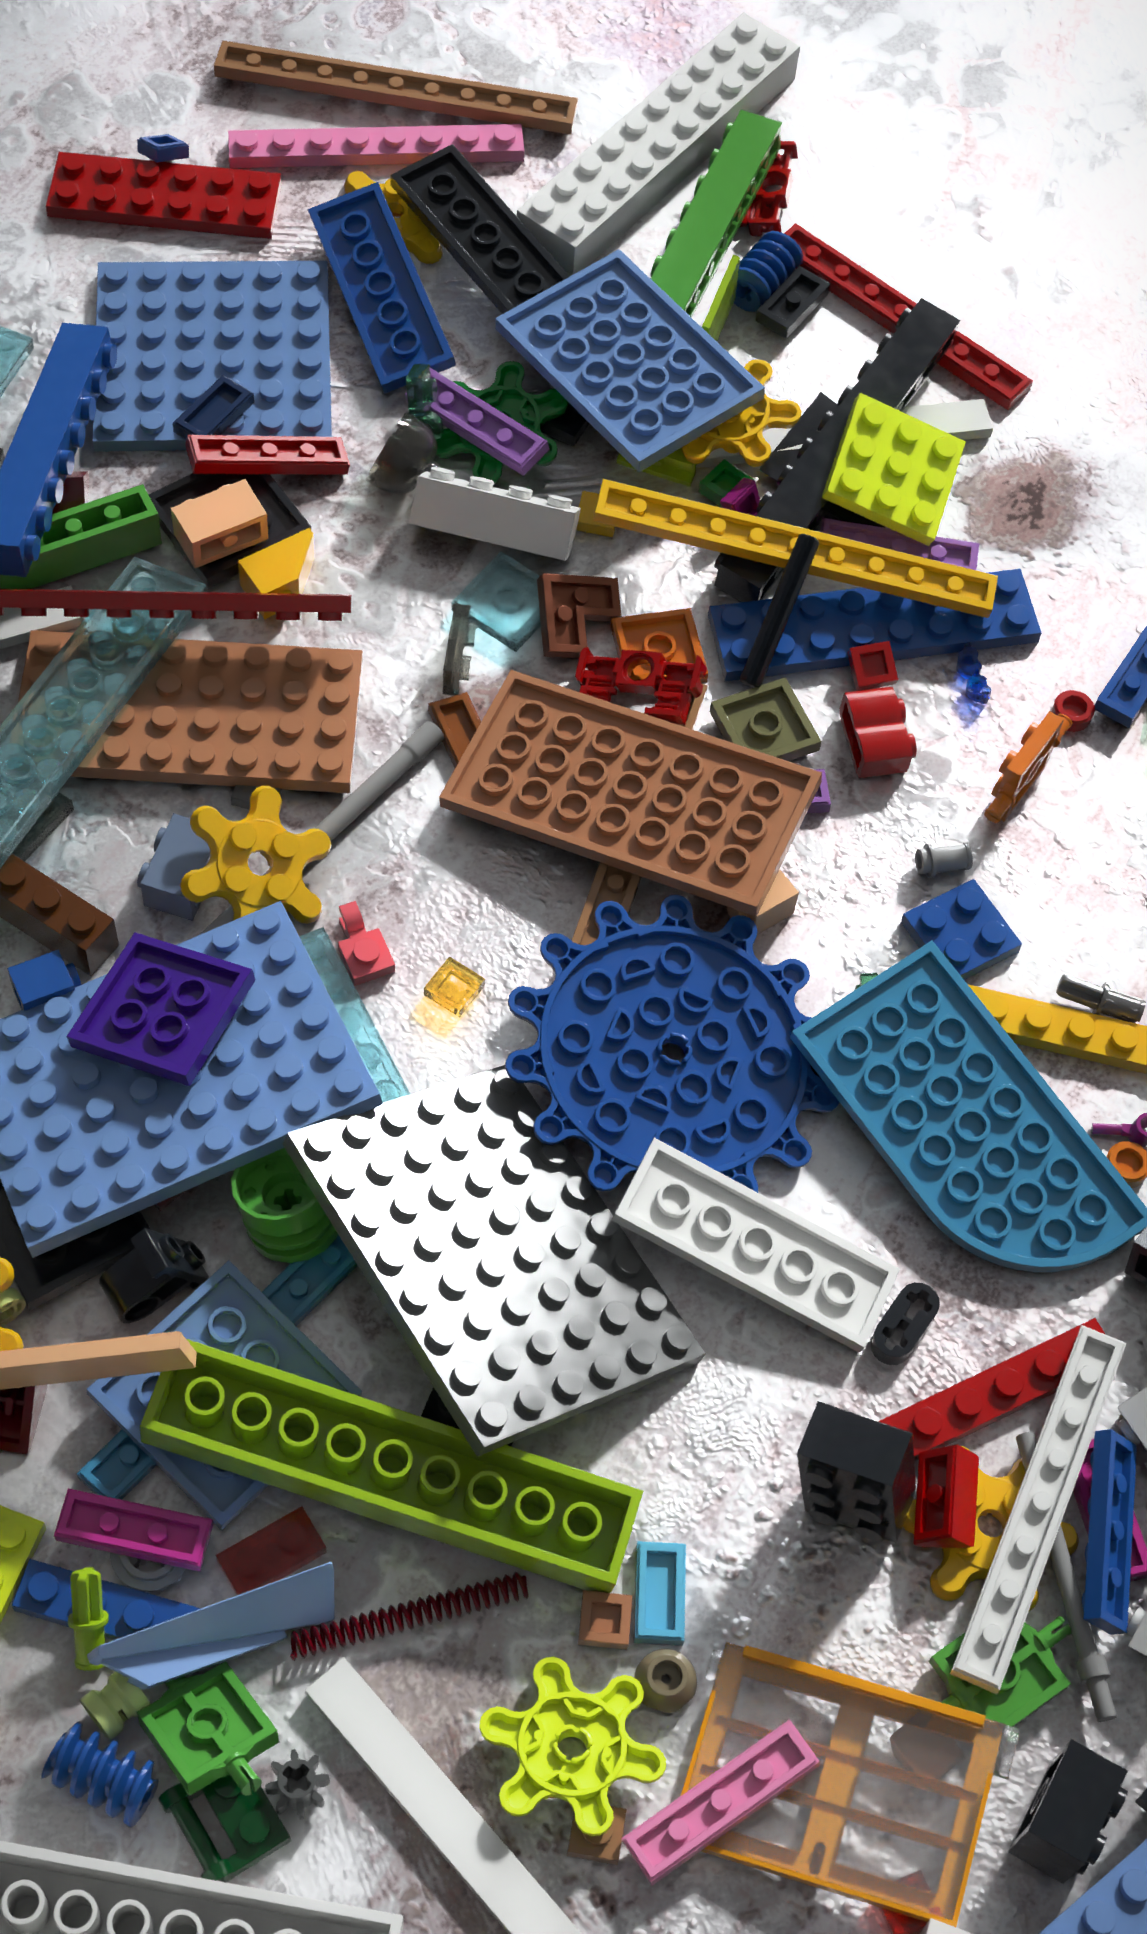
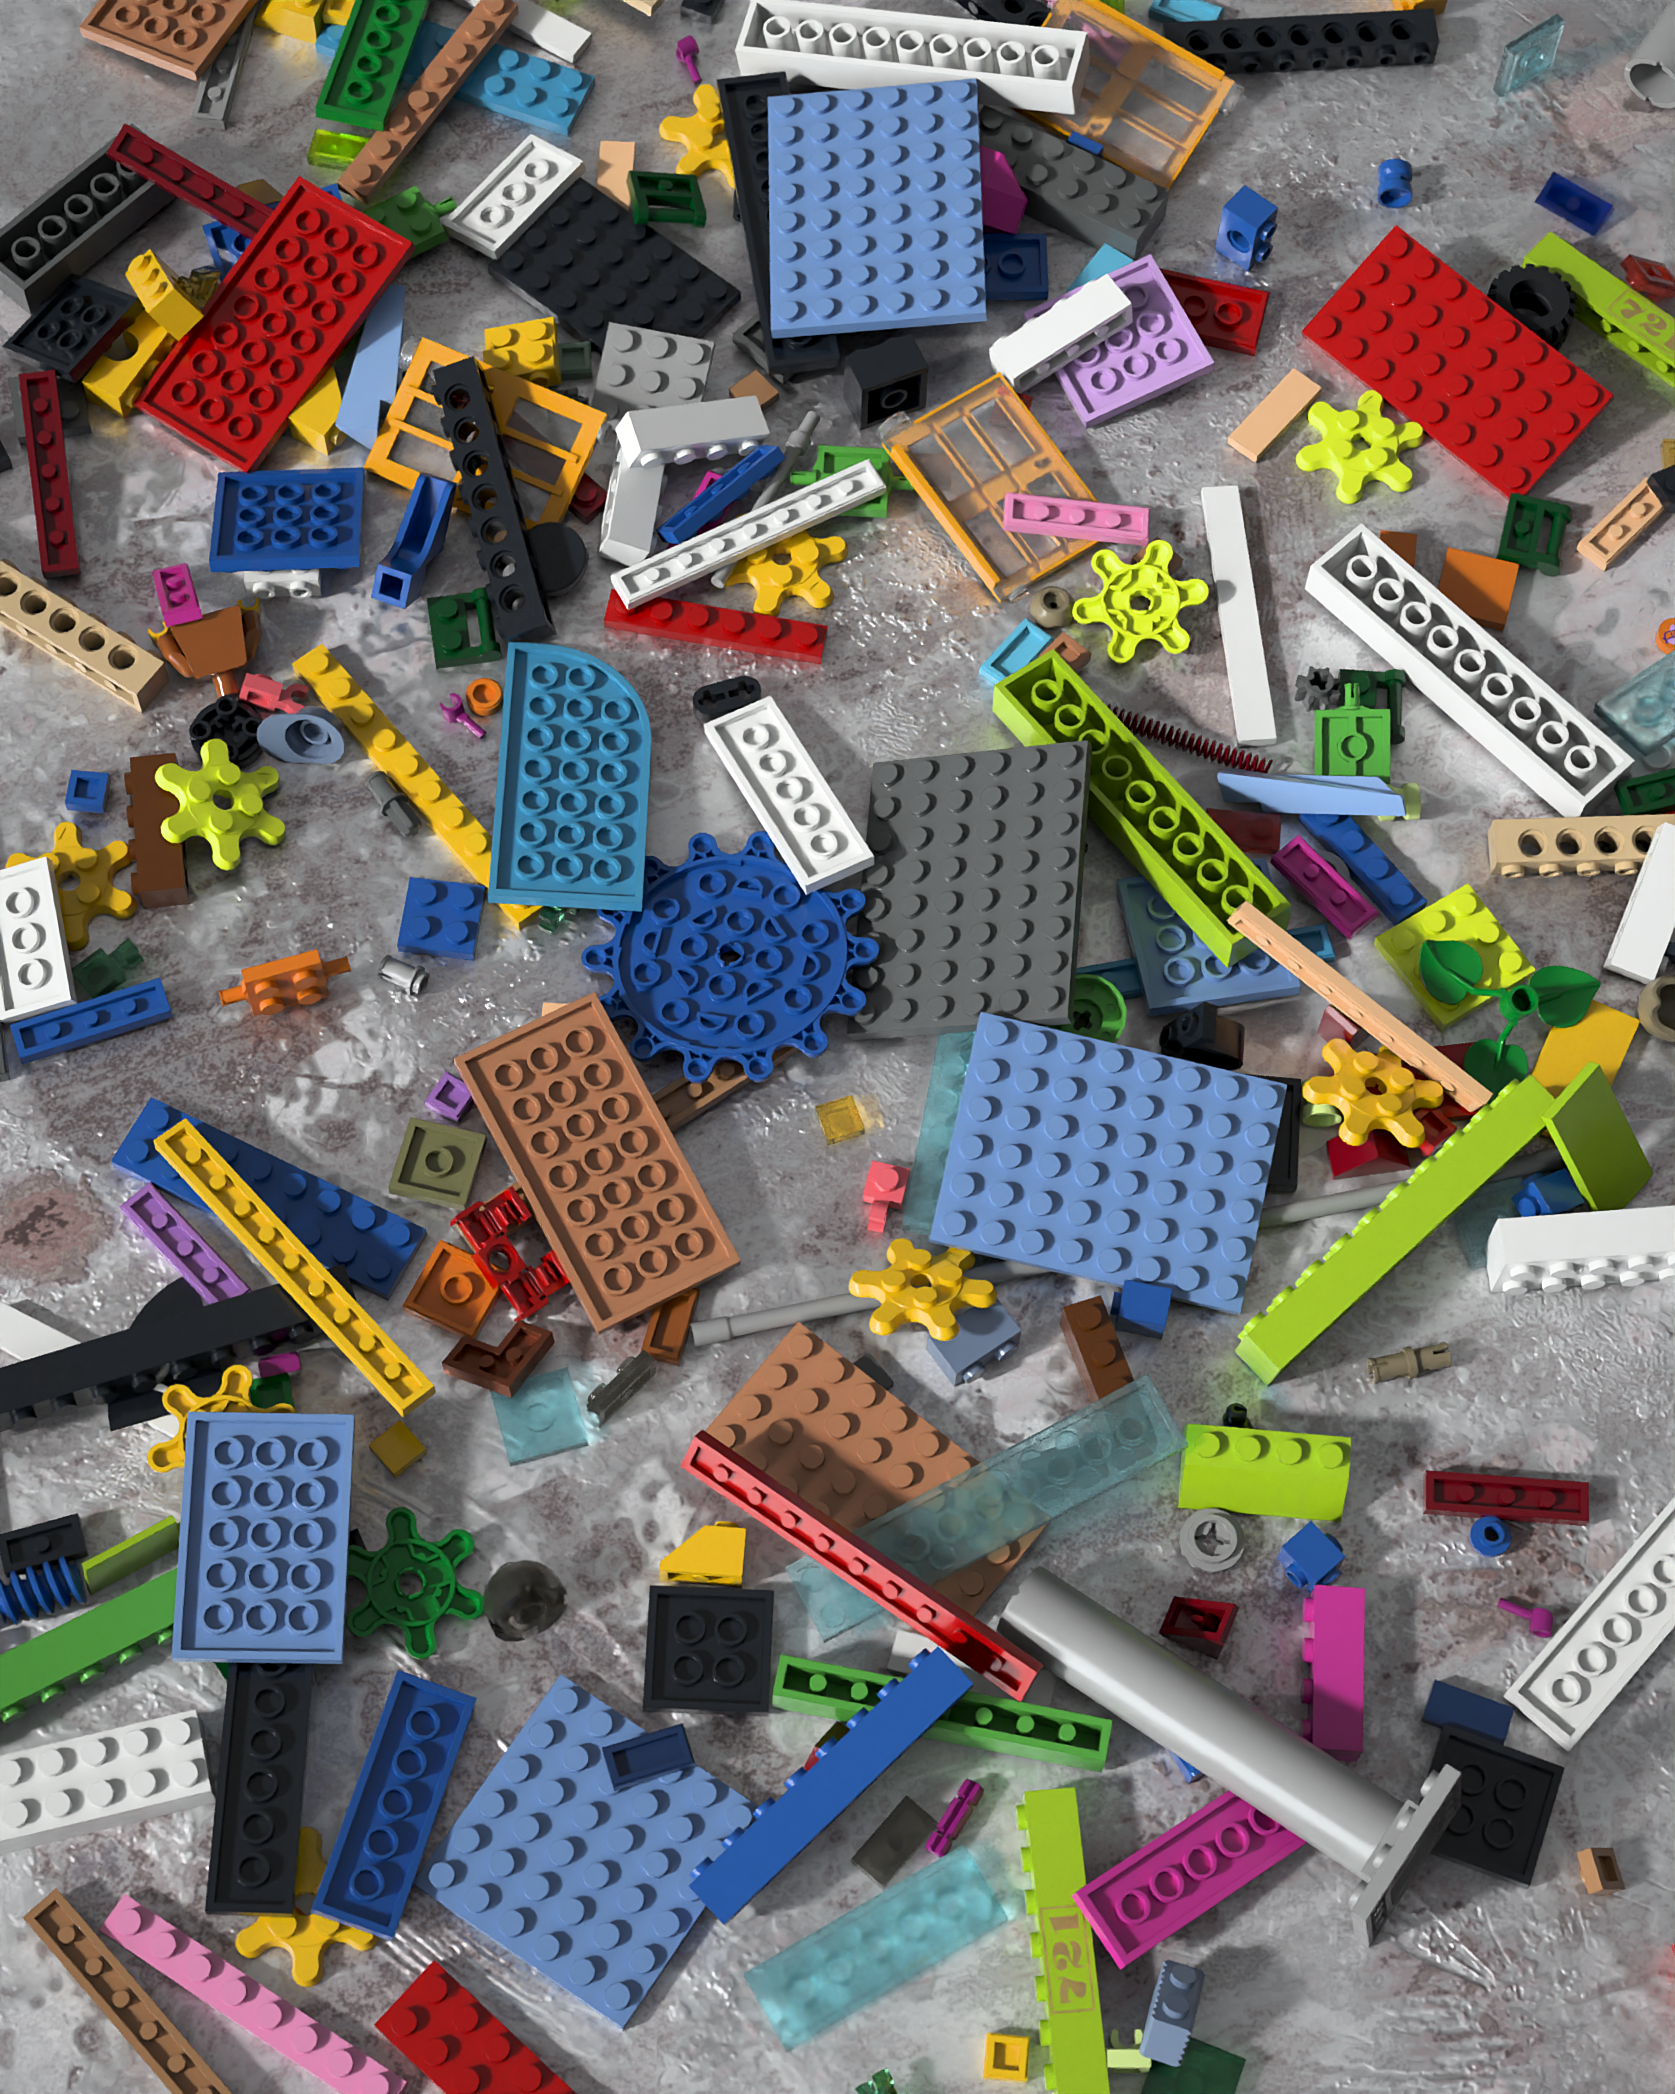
camera: 140 degrees left, 5 degrees up
(87, 1615) = (1388, 848): lime axle -> none
(101, 1775) = (1429, 768): blue piece -> none
(161, 1008) = (1083, 1190): dark purple plate -> none
(220, 523) = (731, 1621): light nougat brick -> none
(267, 455) = (634, 1680): red tile -> none
(420, 396) = (466, 1627): plate -> none
(486, 426) = (432, 1591): medium lavender tile -> none
(494, 514) = (493, 1485): white brick -> none
(779, 611) = (352, 1223): black axle -> none
(857, 1473) = (857, 602): black brick -> none
(872, 666) = (309, 1155): red plate -> none
(877, 732) = (359, 1099): red brick -> none
(894, 469) = (138, 1291): neon yellow plate -> none
(946, 1498) = (801, 579): red slope -> none
(970, 668) = (240, 1095): clear blue piece -> none
(1077, 707) = (189, 1026): red tile -> none

